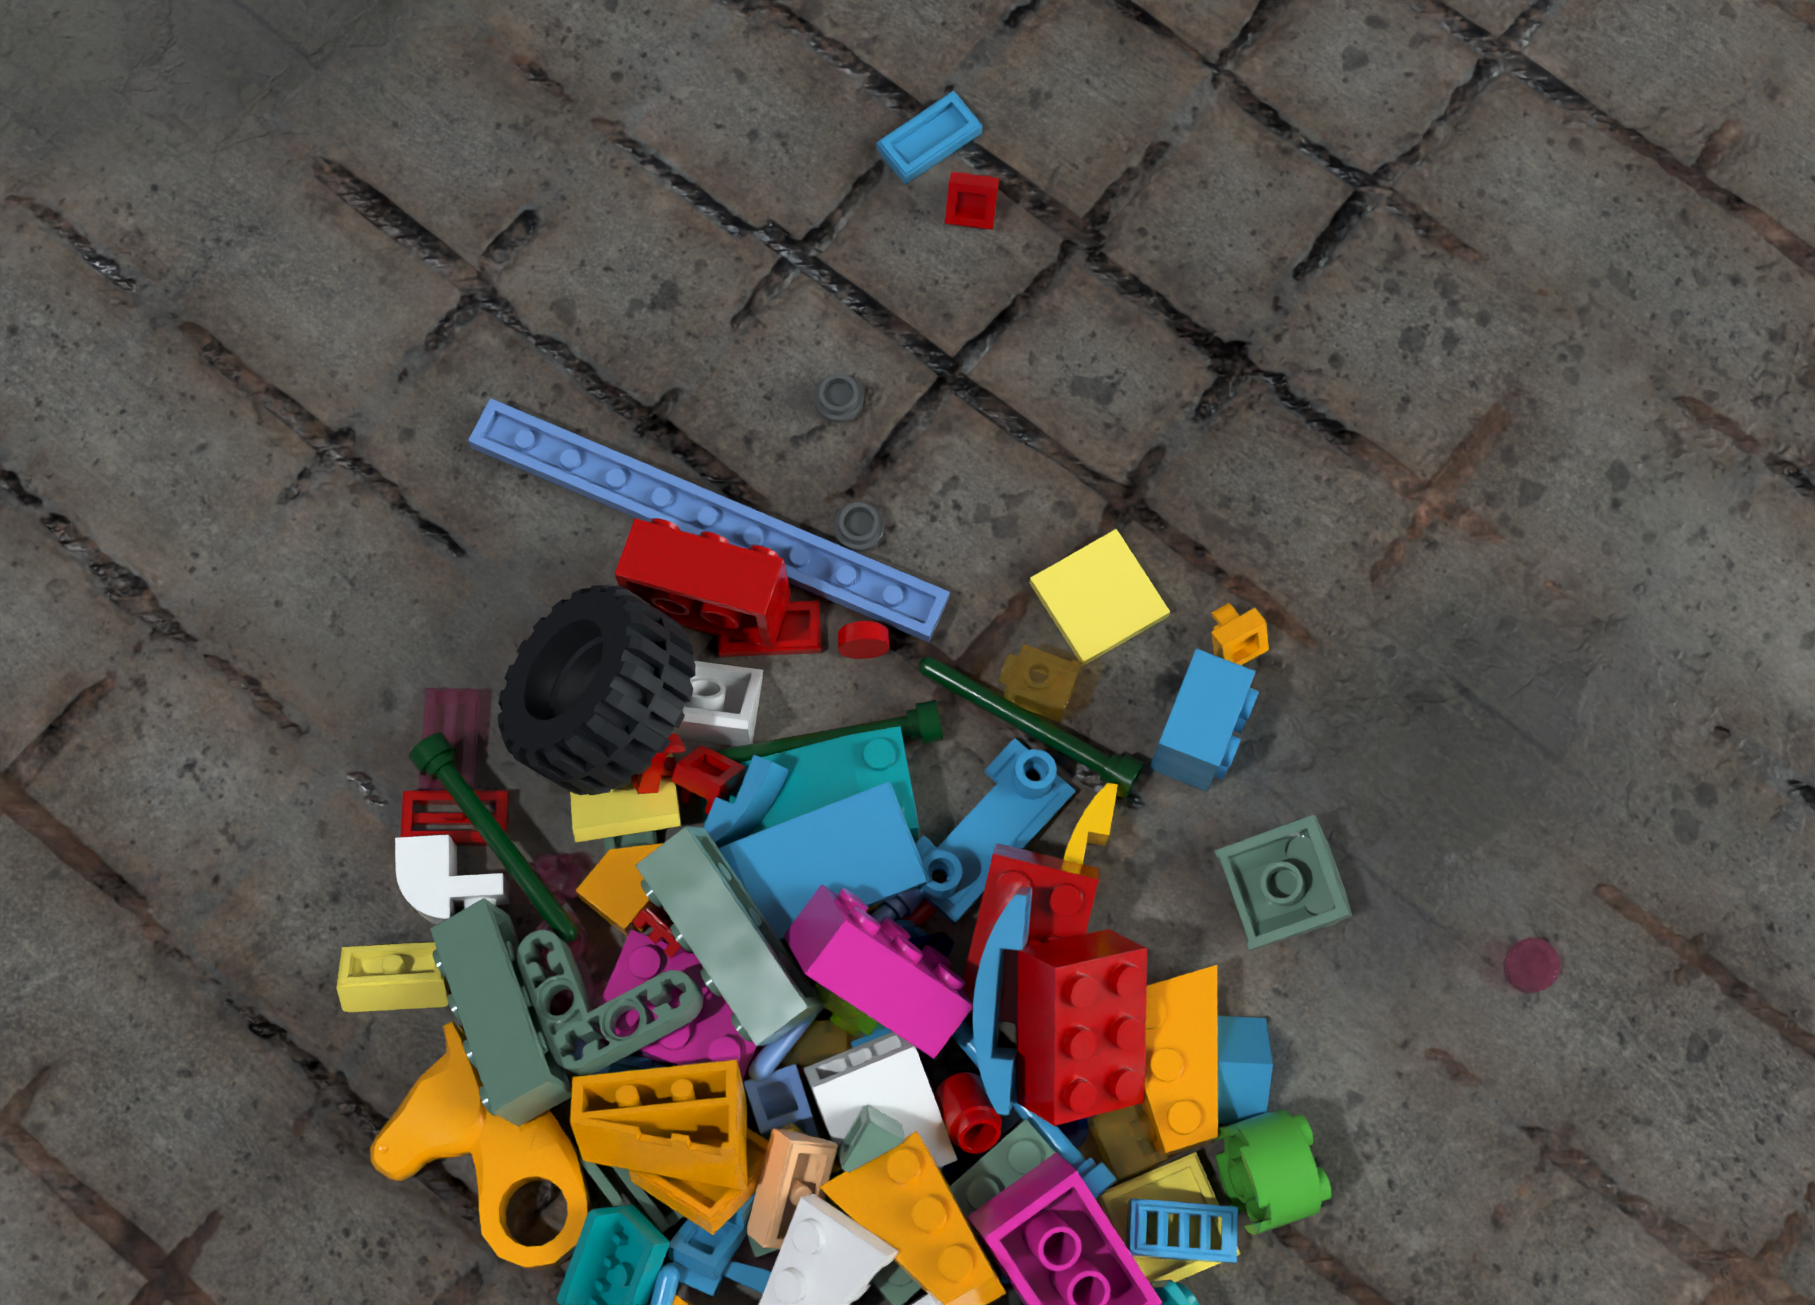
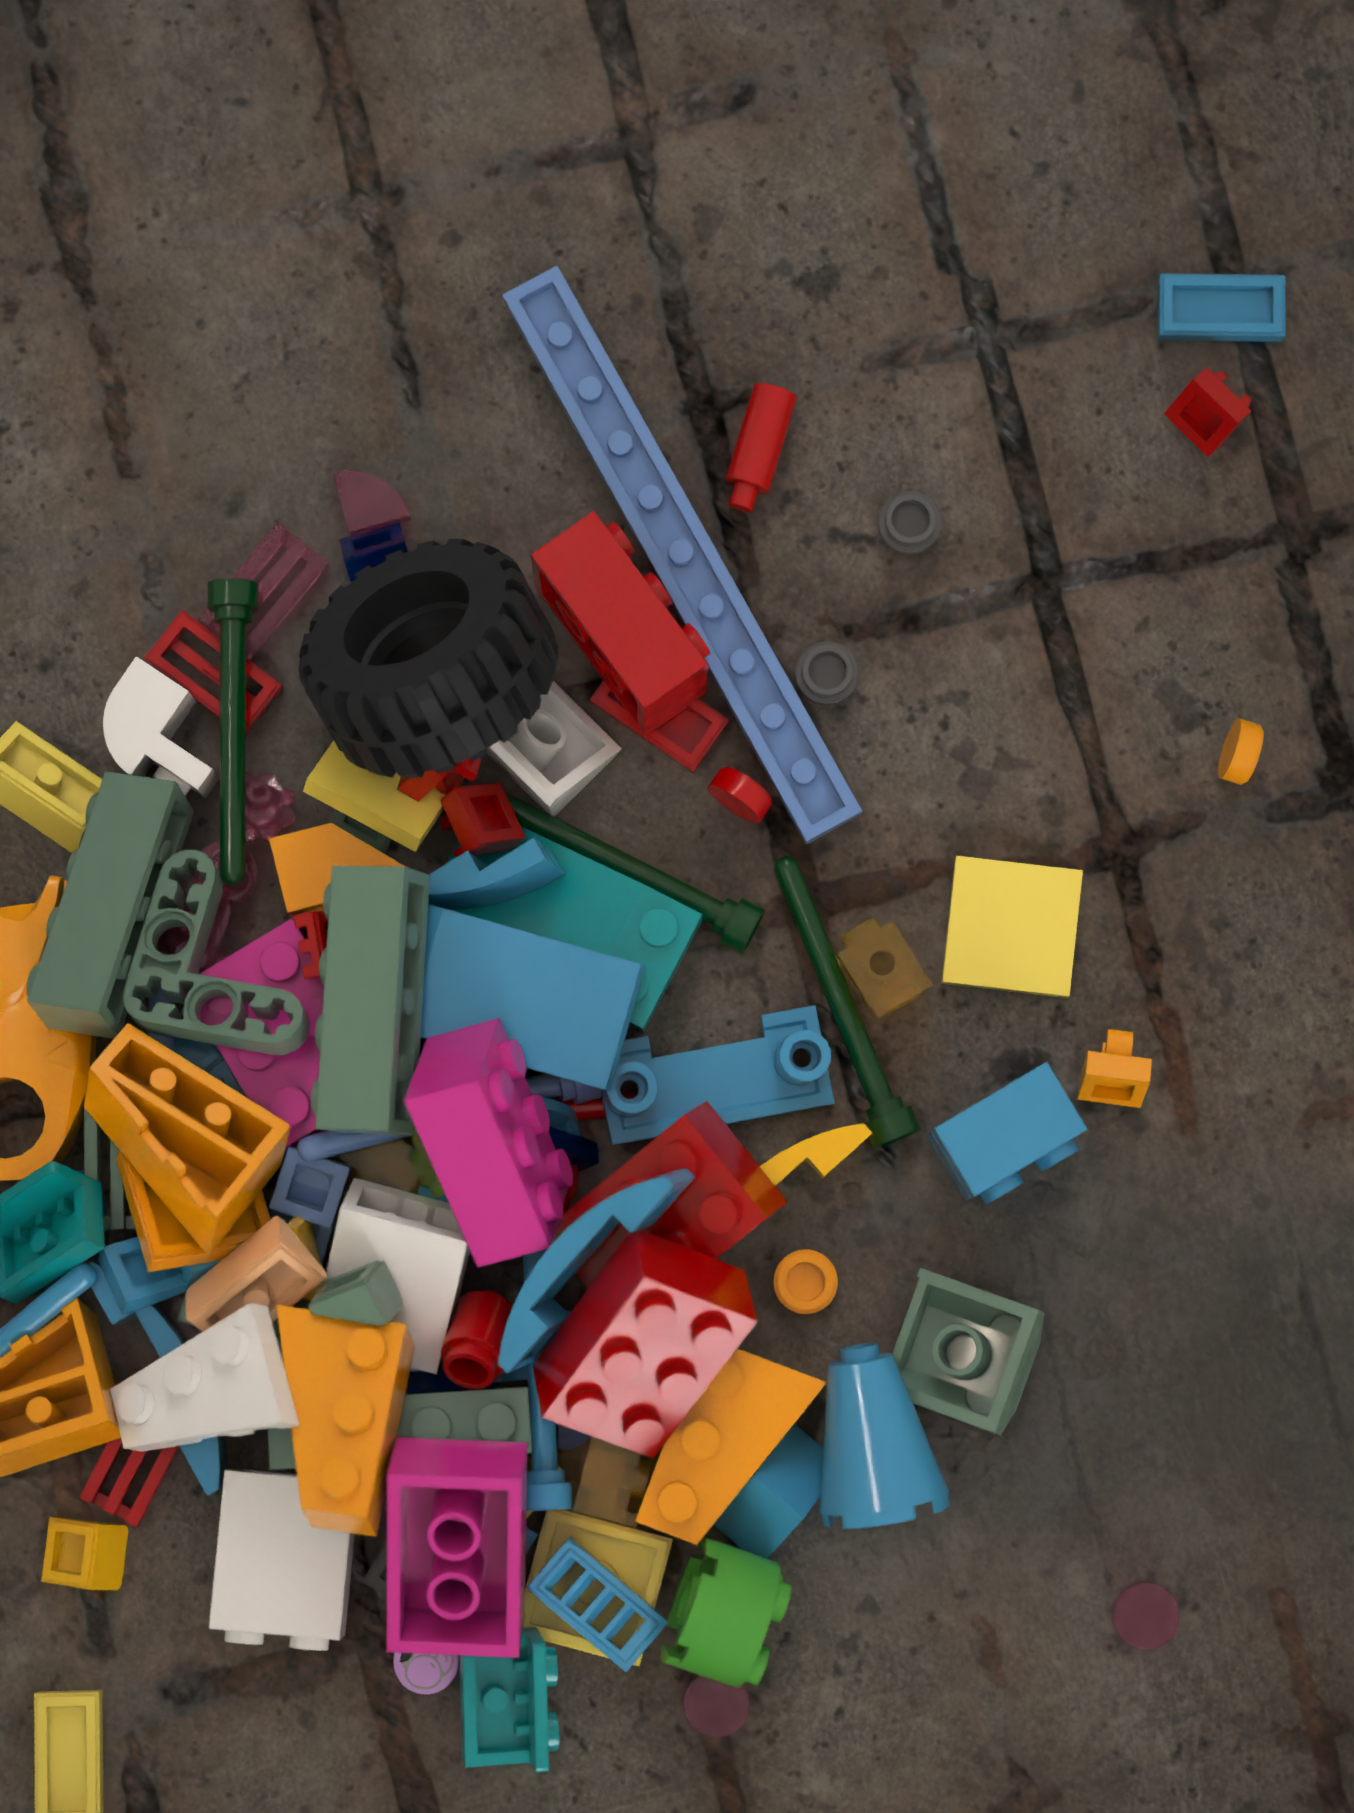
camera: 40 degrees right, 10 degrees up
(477, 633) = (368, 501): none -> clear pink tile
(497, 662) = (371, 547): none -> clear blue tile
(705, 417) = (759, 444): none -> red cylinder
(1147, 918) = (805, 1281): none -> light orange tile
(1155, 386) = (1240, 751): none -> light orange tile
(1279, 982) = (874, 1445): none -> dark azure cone
(1309, 1241) = (715, 1707): none -> clear pink tile

